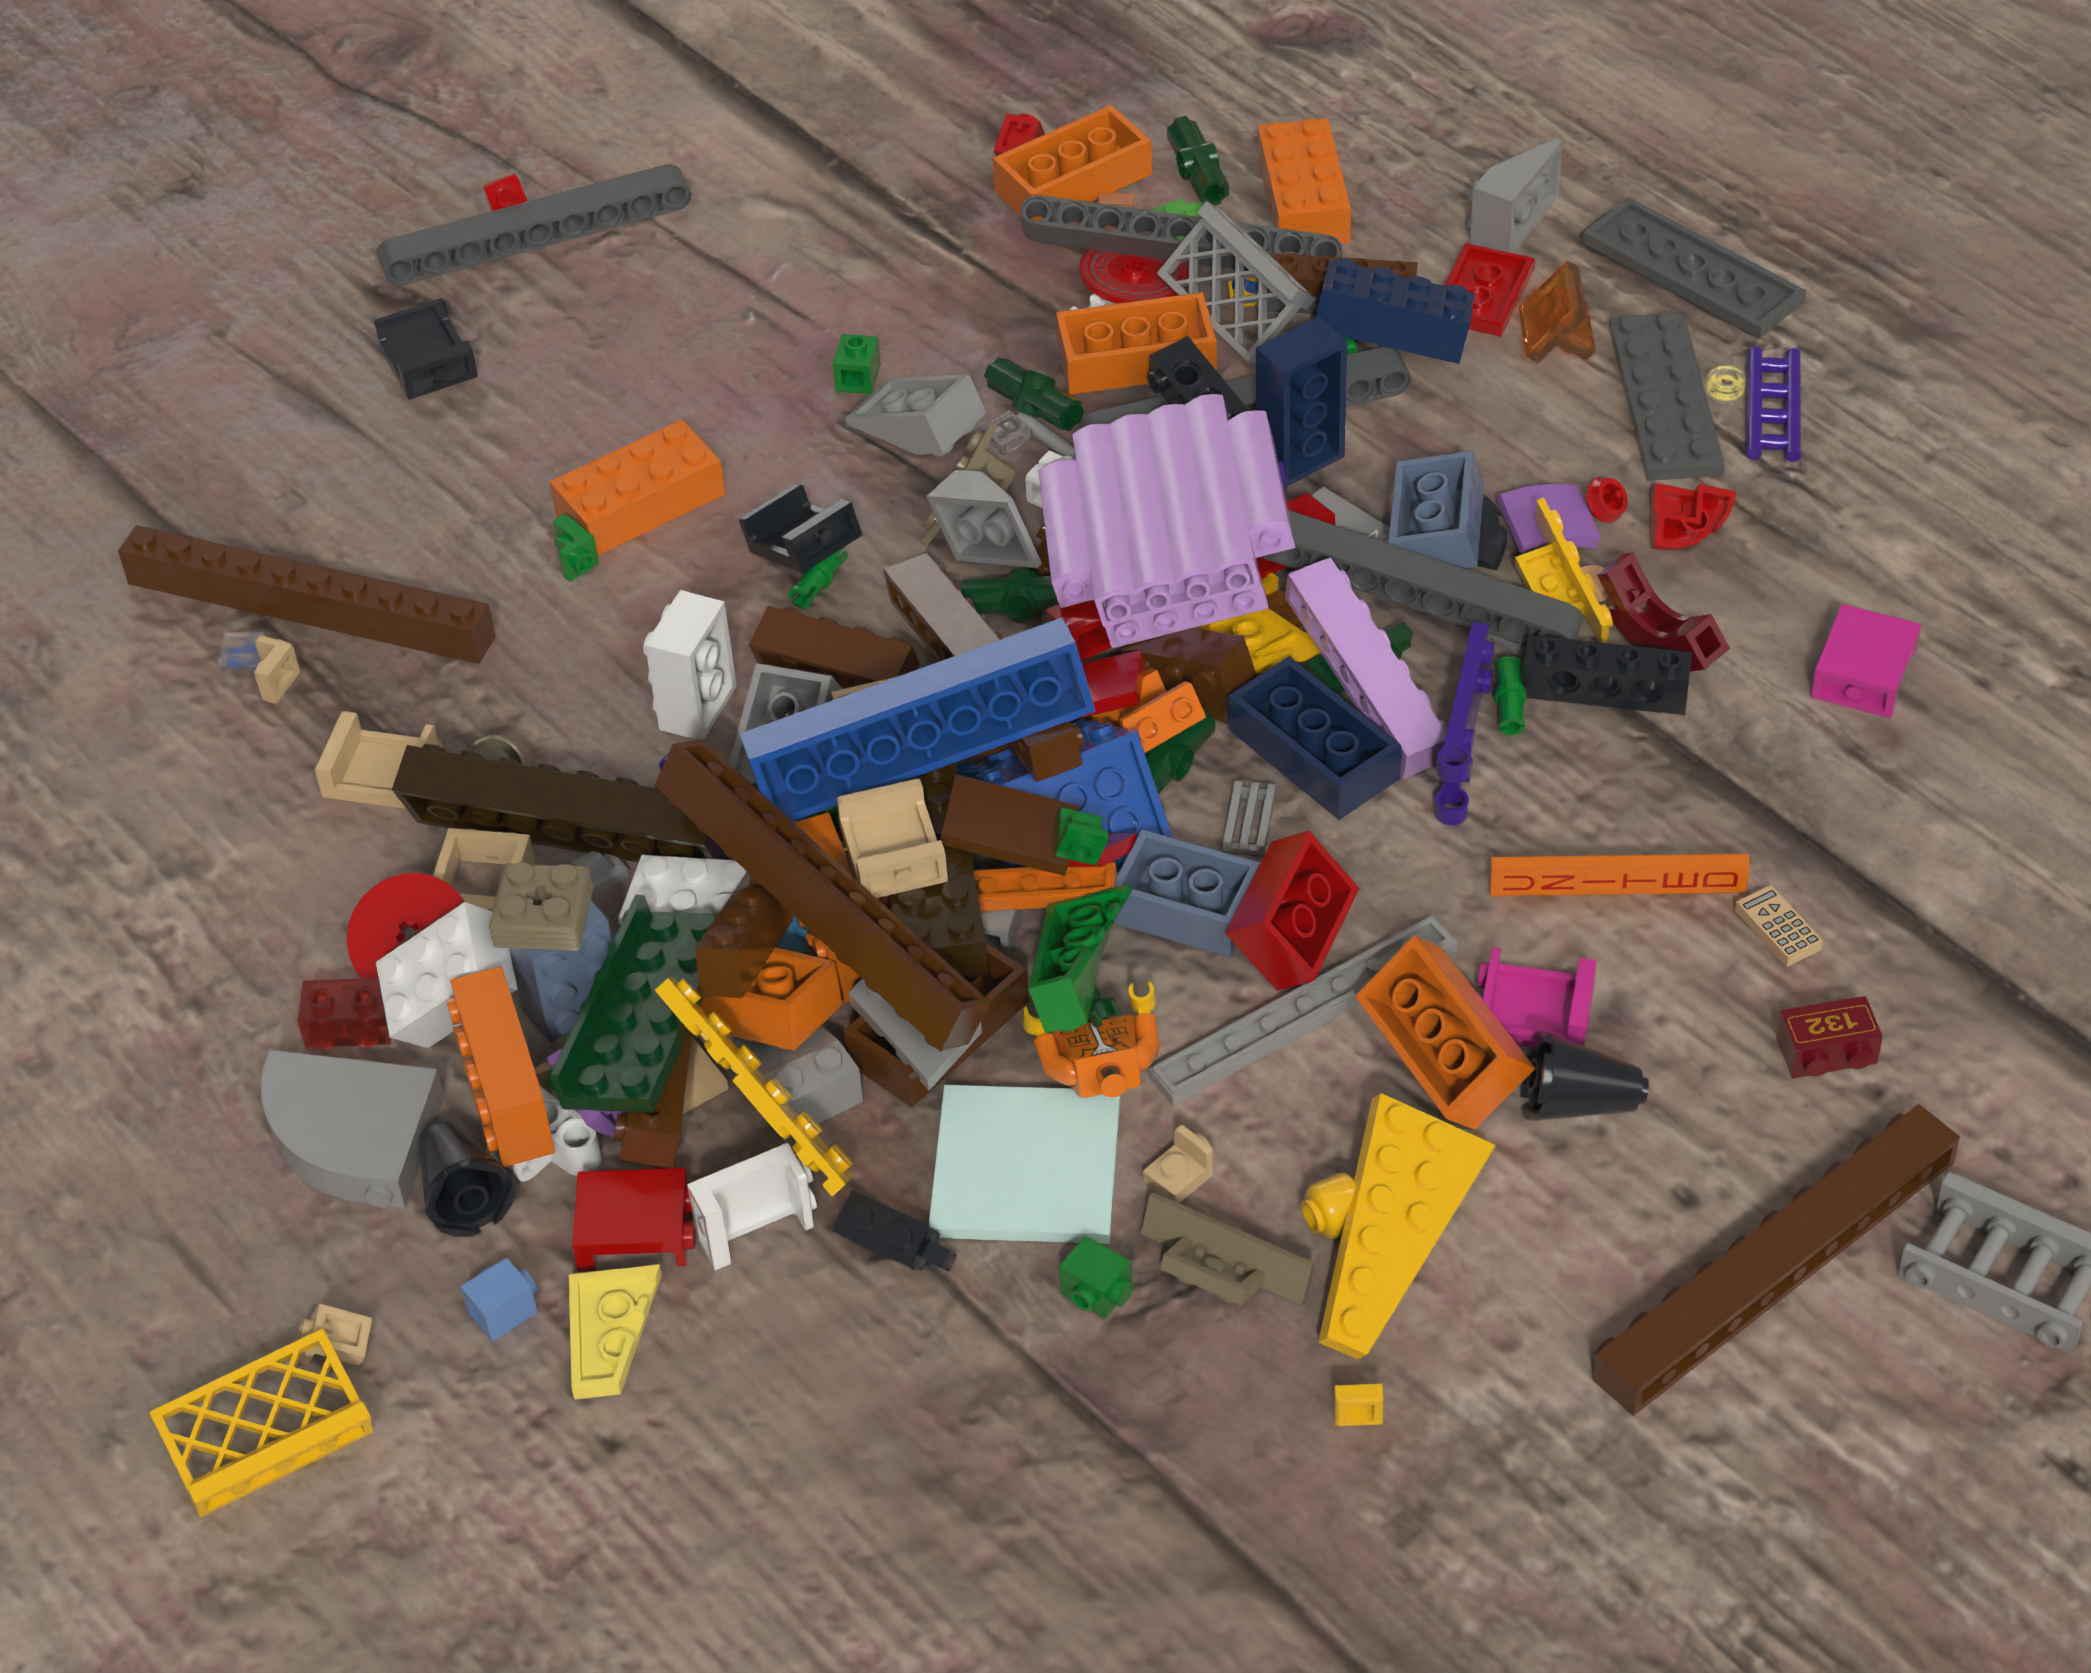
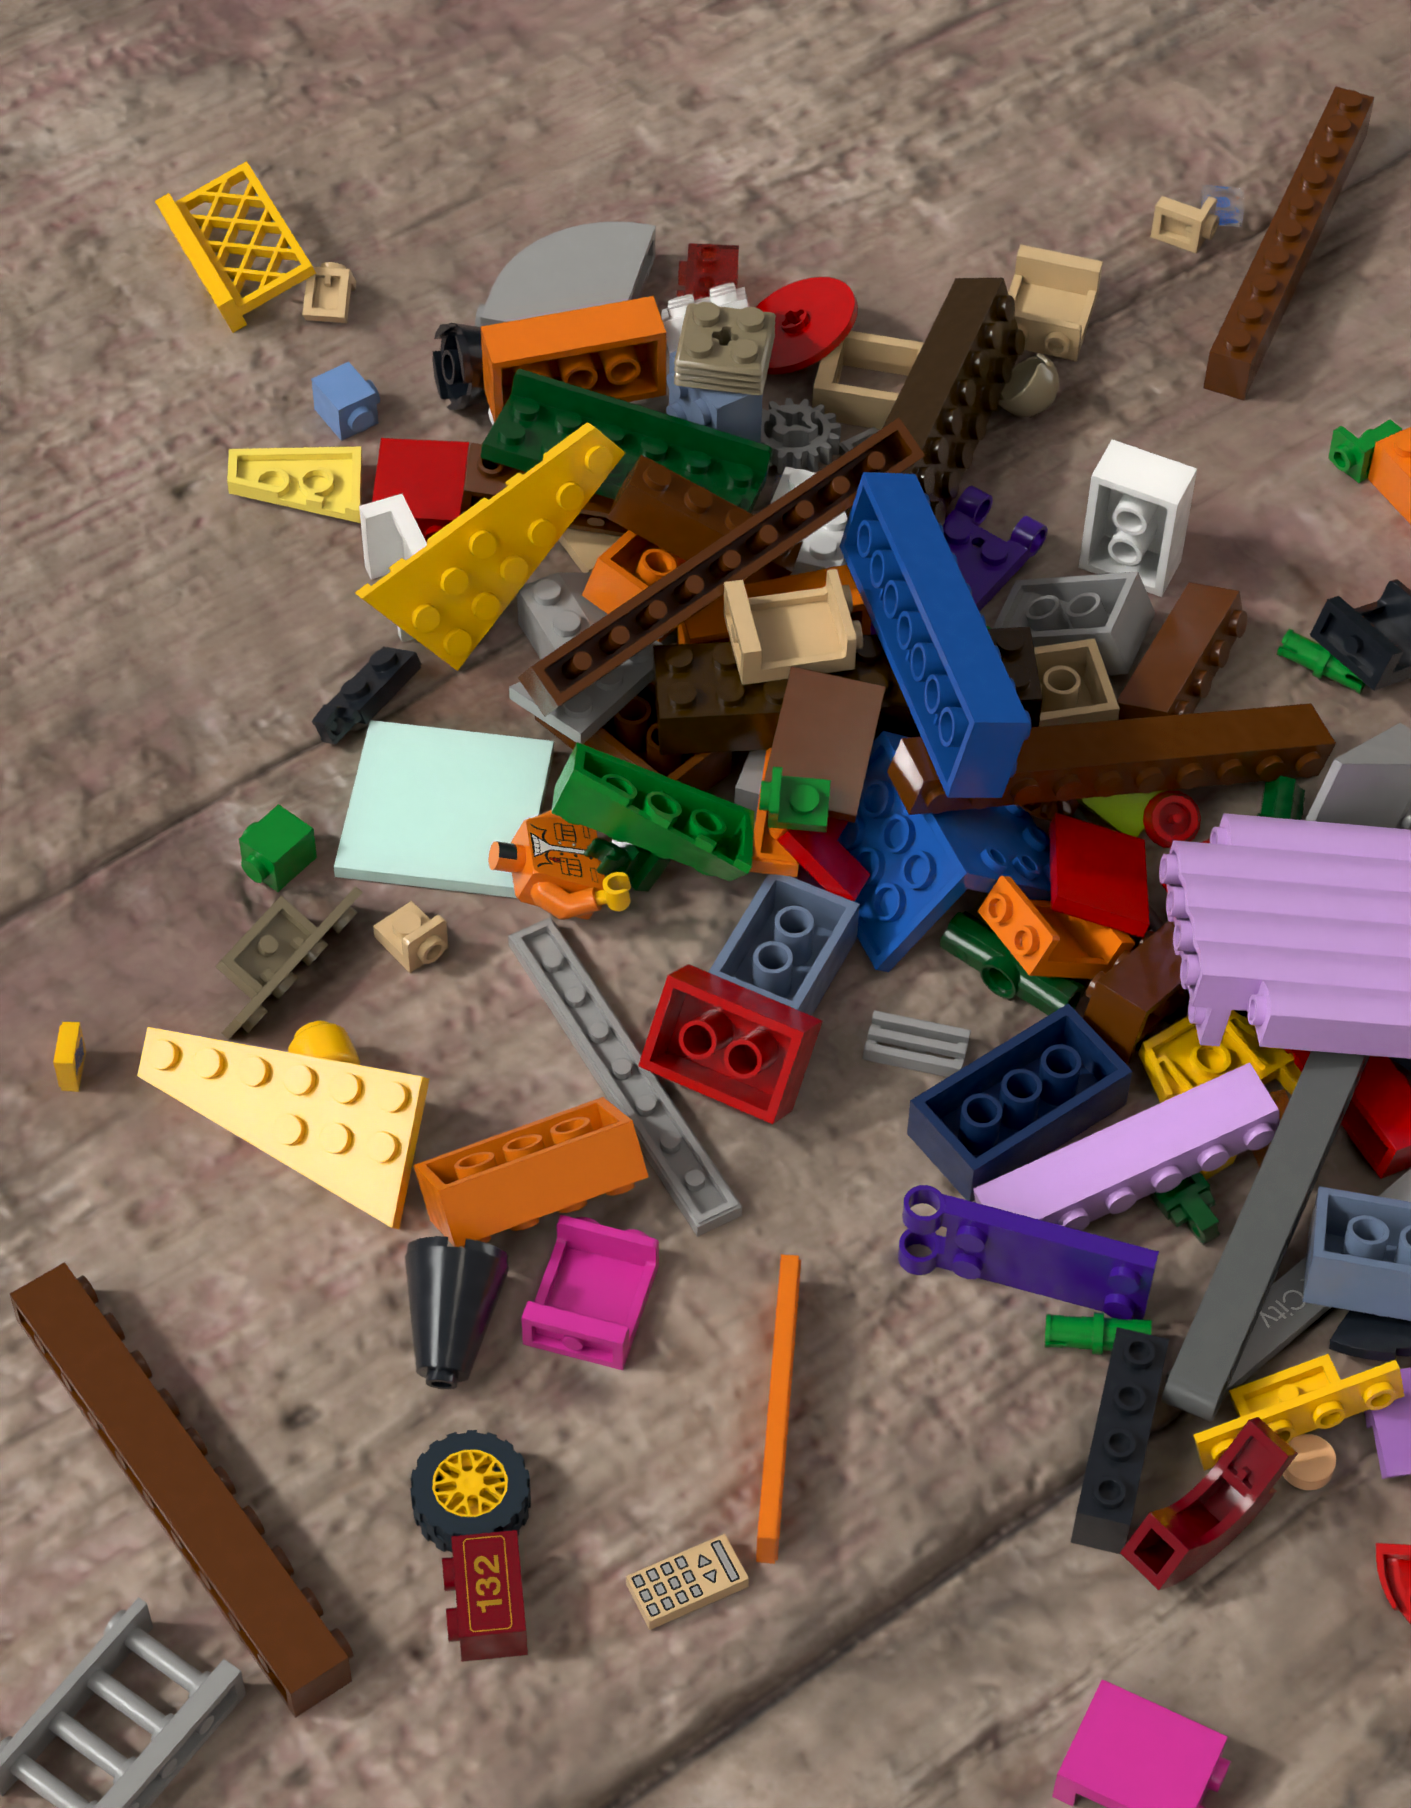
camera: 90 degrees right, 5 degrees up
(1739, 1061) = (469, 1488): none -> black wheel

